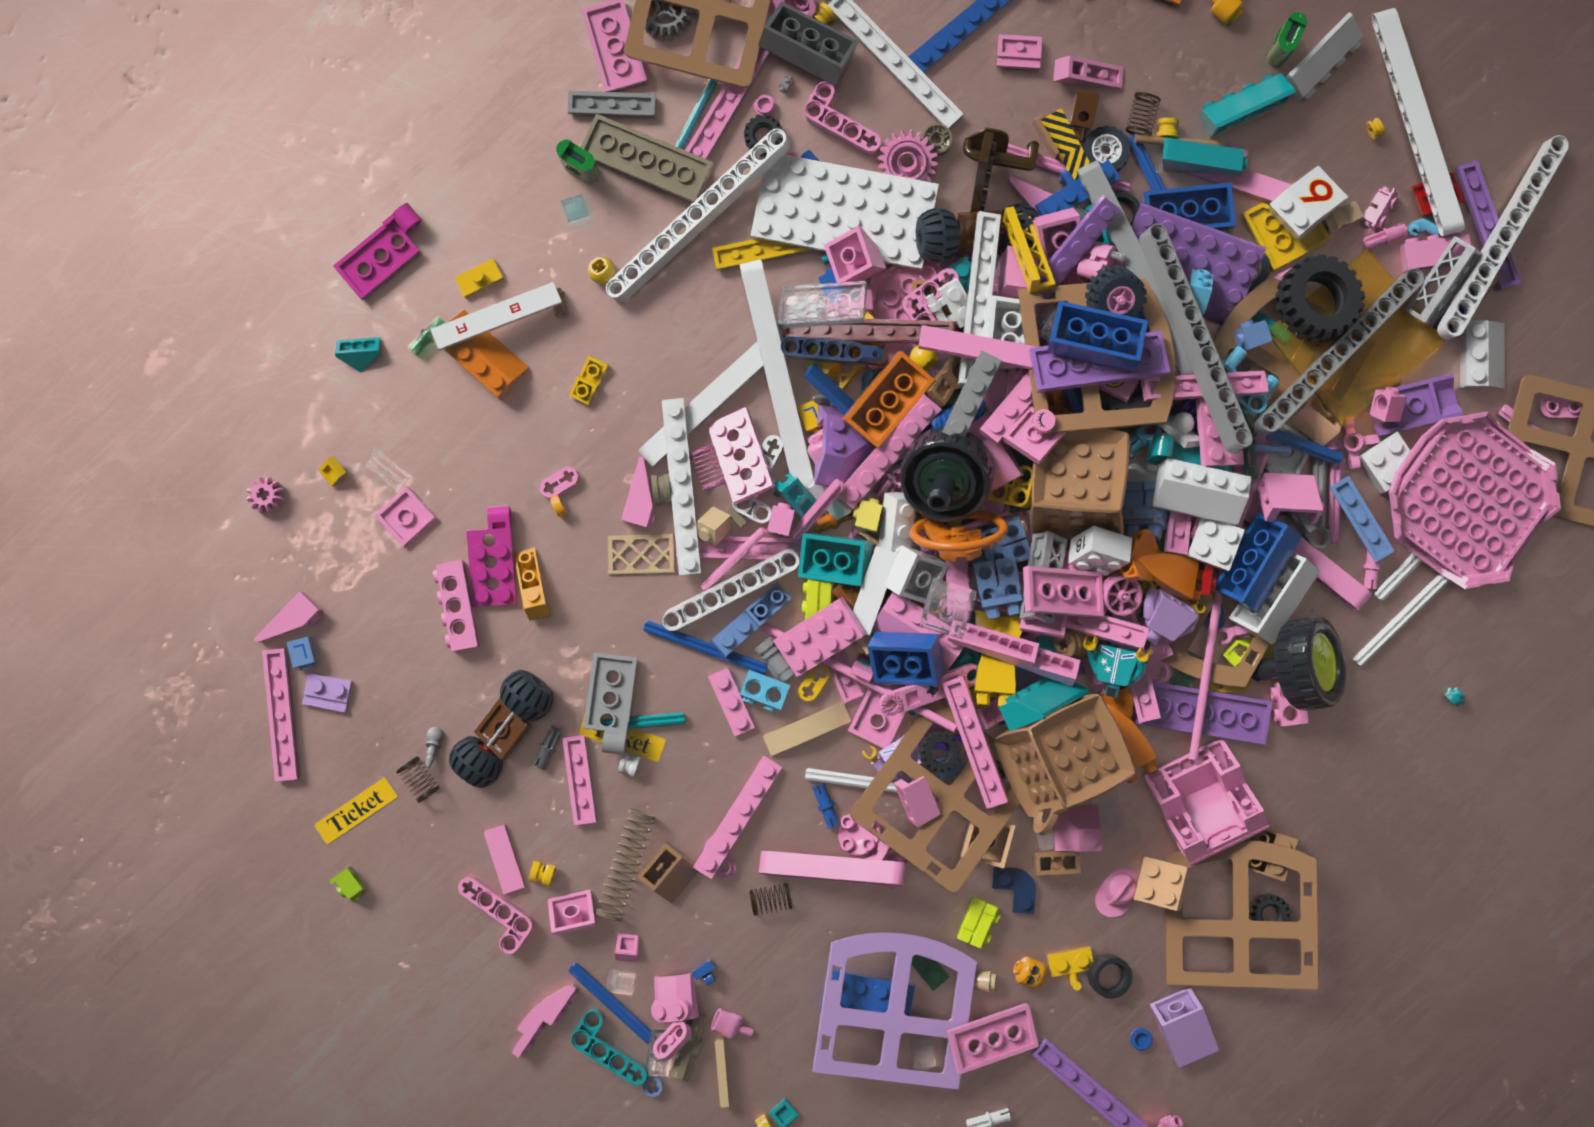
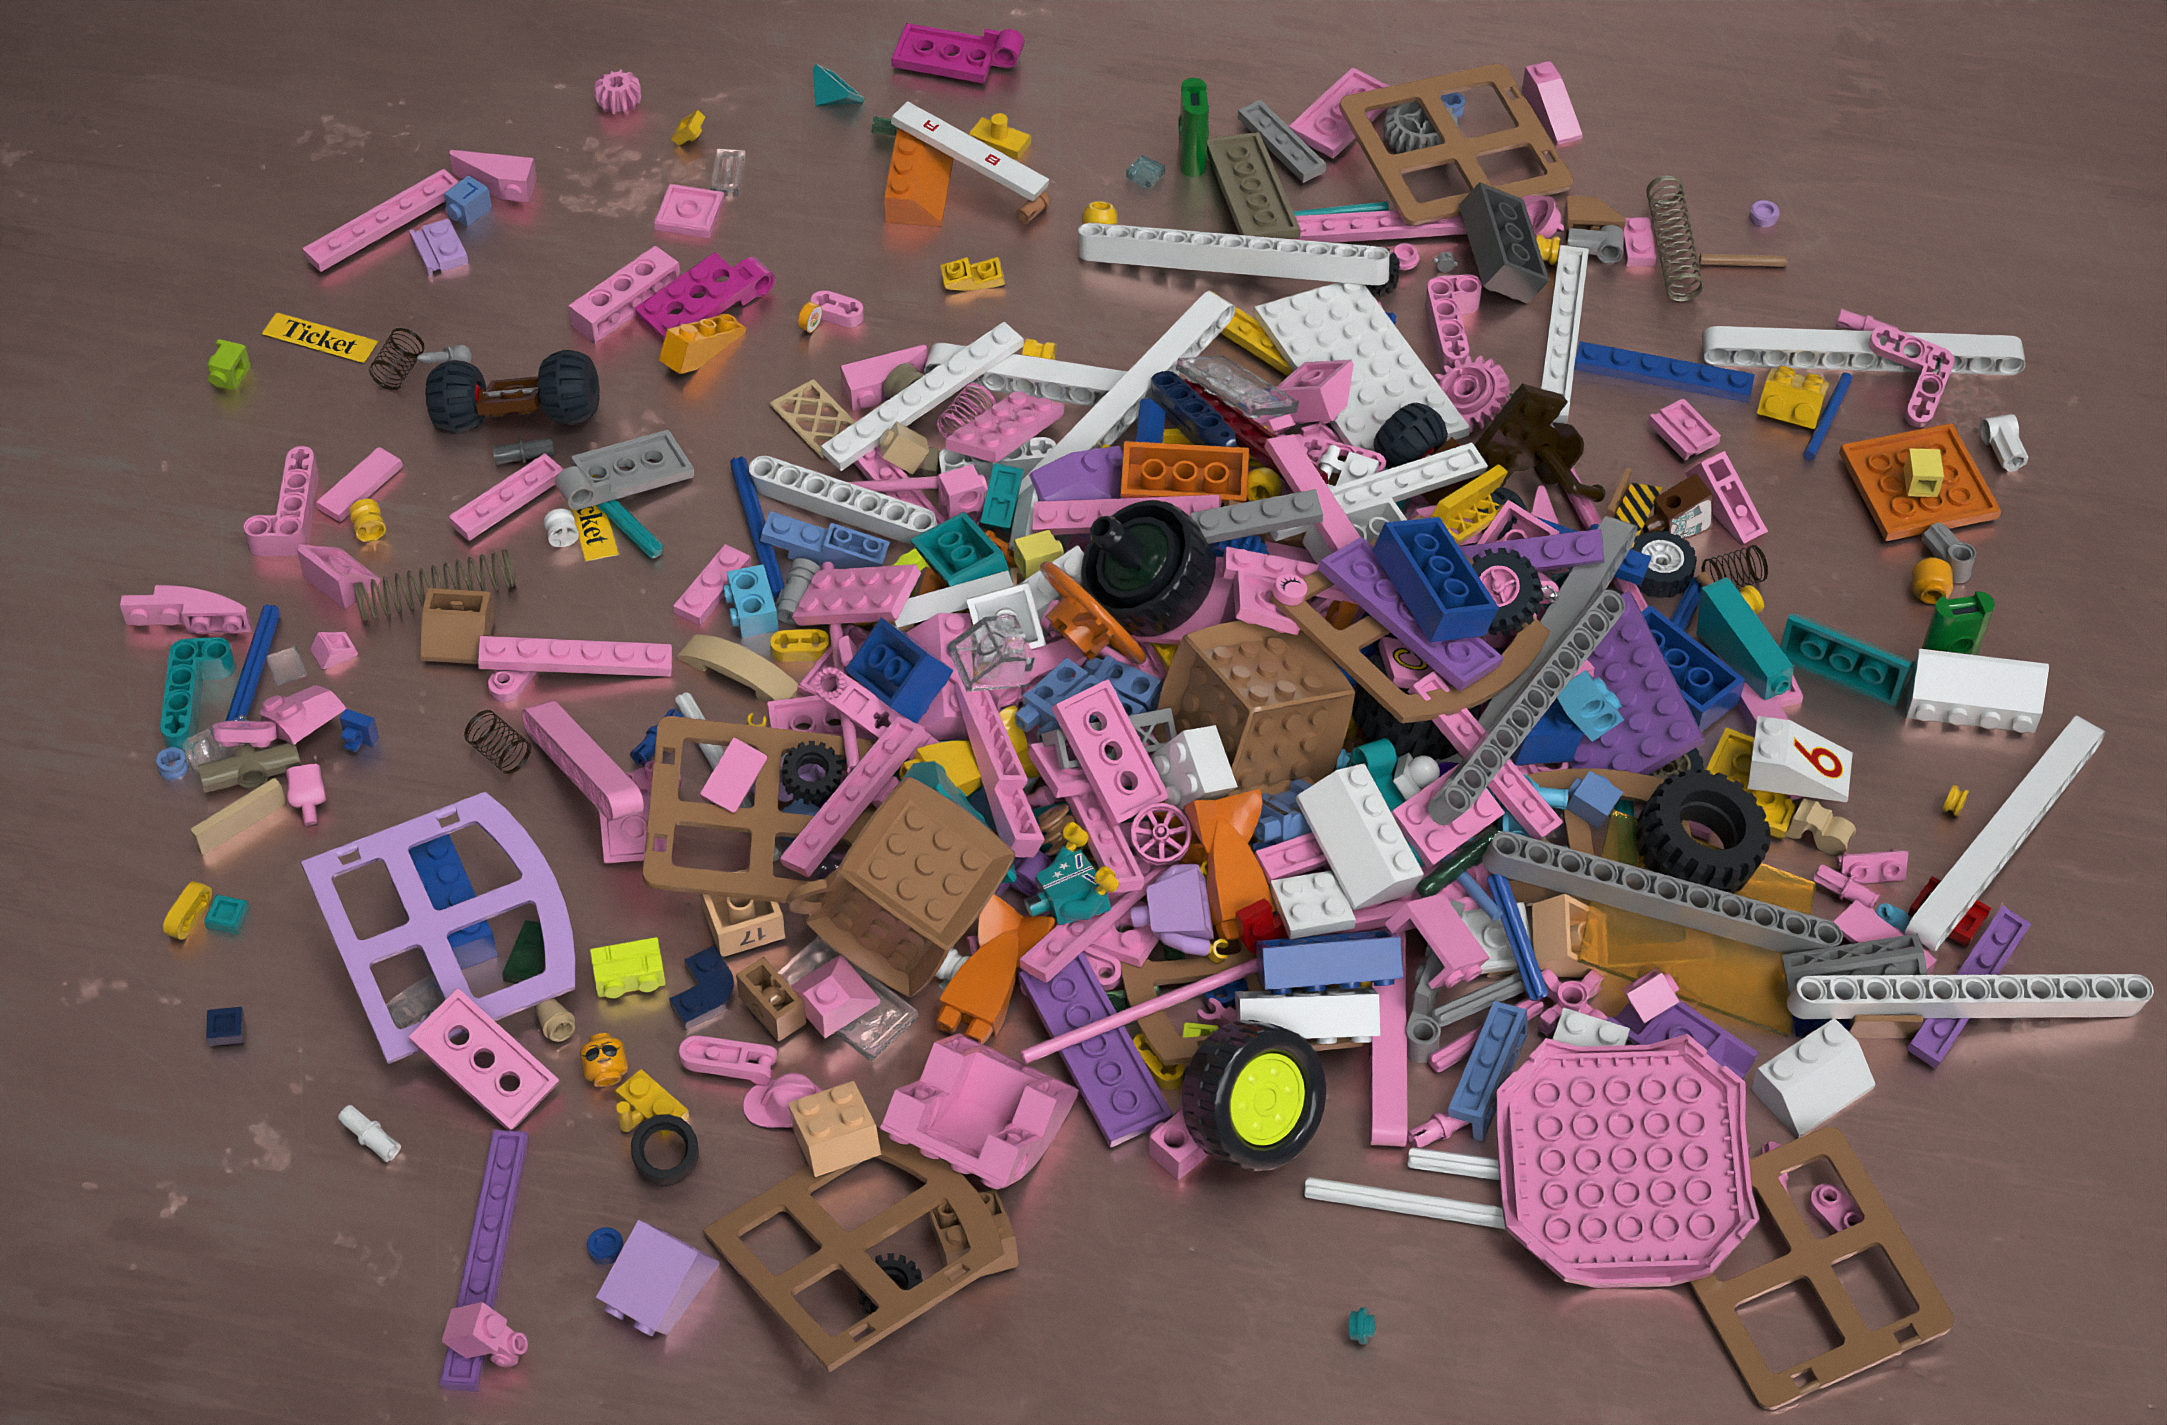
camera: 50 degrees right, 35 degrees down
(690, 388) = (1039, 350): none -> yellow wheel
(817, 509) = (1012, 503): bright pink axle -> none
(1072, 906) = (728, 1058): none -> bright pink plate

